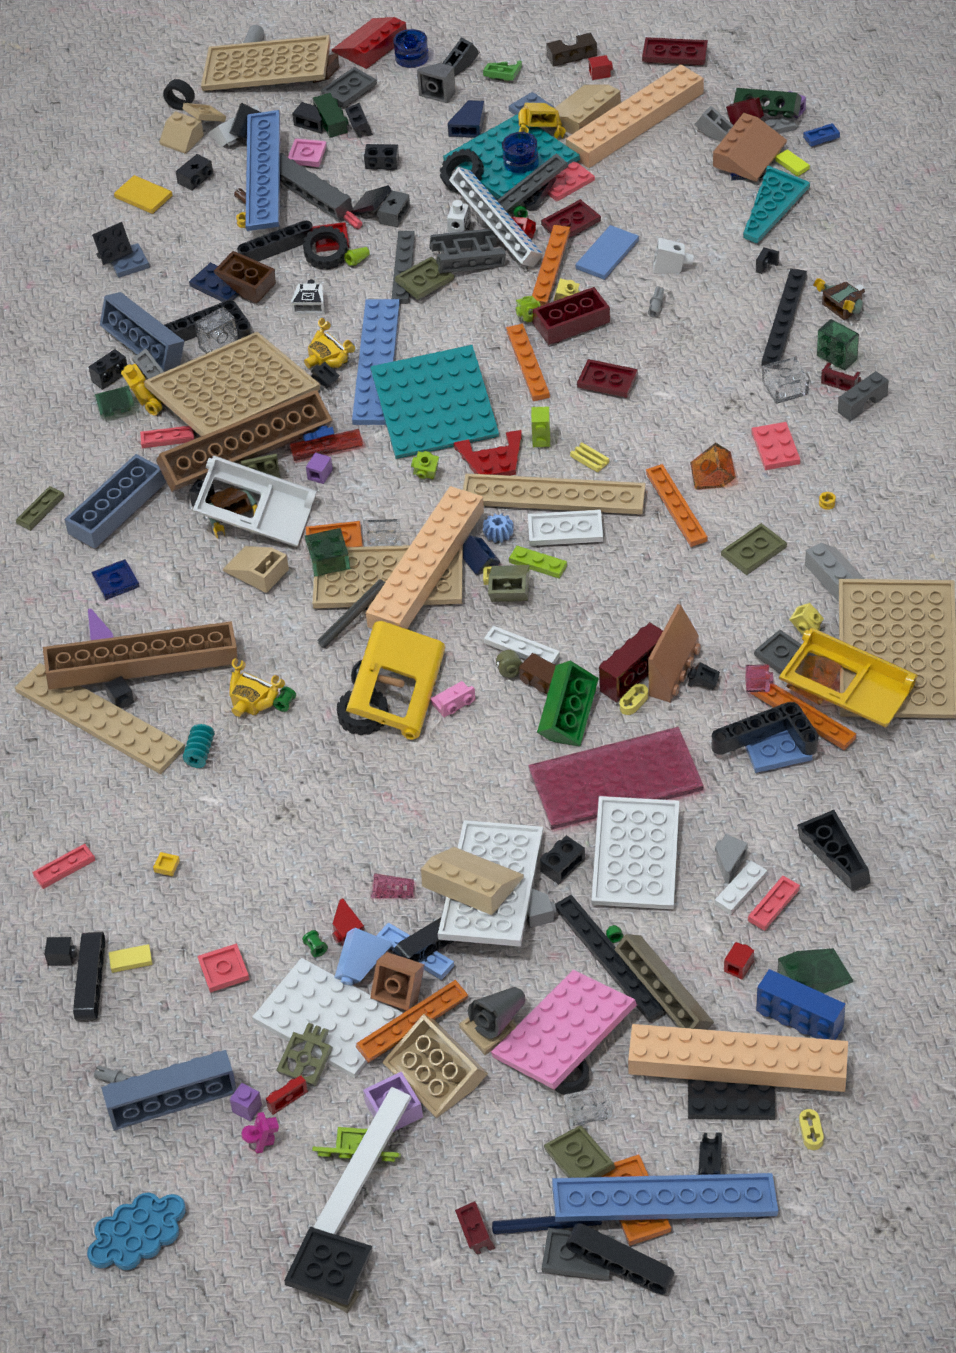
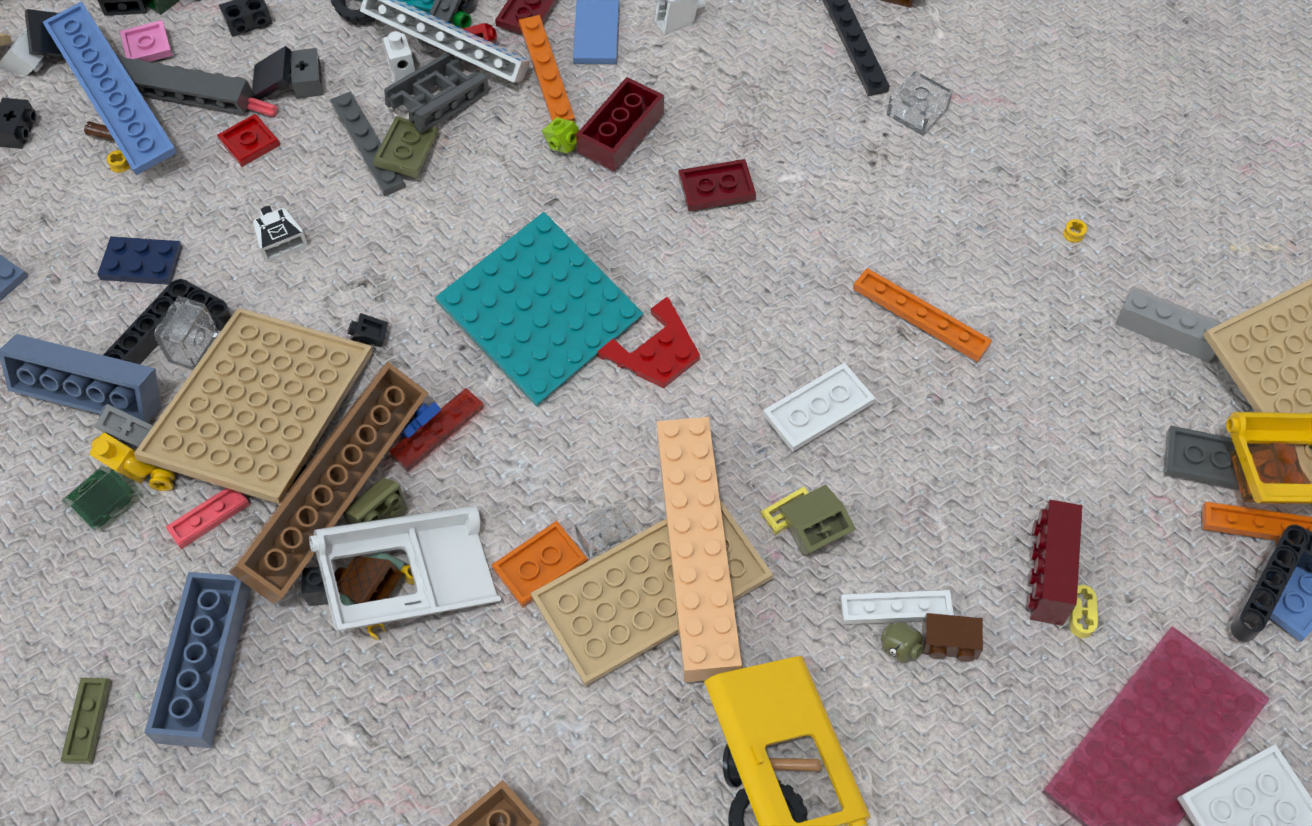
camera: 35 degrees left, 10 degrees up
(107, 369) = (61, 452): black brick -> none
(115, 579) = (273, 784): clear blue tile -> none
(246, 276) = (175, 237): reddish brown slope -> none
(258, 566) = (467, 662): tan slope -> none
(276, 241) = (182, 176): black beam -> none
(319, 468) = (452, 468): medium lavender brick -> none
(320, 234) = (250, 177): black tyre -> none
(327, 349) = (349, 295): yellow torso -> none
(327, 552) = (558, 596): clear green brick -> none
(350, 614) = (649, 672): dark grey axle -> none
(355, 256) = (298, 153): lime cone -> none
(376, 348) = (417, 282): medium blue plate -> none
(425, 465) = (589, 401): lime brick -> none
(453, 698) = (867, 733): bright pink bracket -> none
(478, 554) = (744, 497): dark blue panel -> none
(498, 528) = (740, 446): light blue gear -> none
(527, 362) = (607, 204): orange plate -> none
(538, 561) = (819, 470): lime plate -> none
(540, 426) = (696, 283): lime brick -> none
(557, 493) = (770, 365): tan plate -> none
(566, 288) = (591, 95): light yellow brick -> none
(568, 704) = (1025, 669): green slope -> none
(591, 456) = (772, 293): light yellow tile -> none
(656, 302) = (699, 67): light grey axle -> none
(672, 656) = (1099, 547): nougat slope -> none
(703, 675) = (1137, 535): black bracket -> none
(713, 468) = (925, 248): clear orange slope -> none
(754, 549) = (1047, 330): olive tile -> none
(758, 678) = (1214, 509): clear pink brick -> none
(775, 446) = (965, 187): coral plate -> none
(806, 617) = (1191, 397): light yellow brick -> none
(837, 344) = (942, 37): clear green brick -> none
(839, 379) = (968, 78): dark red hinge -> none
(872, 388) = (1012, 87): dark grey arch -> none

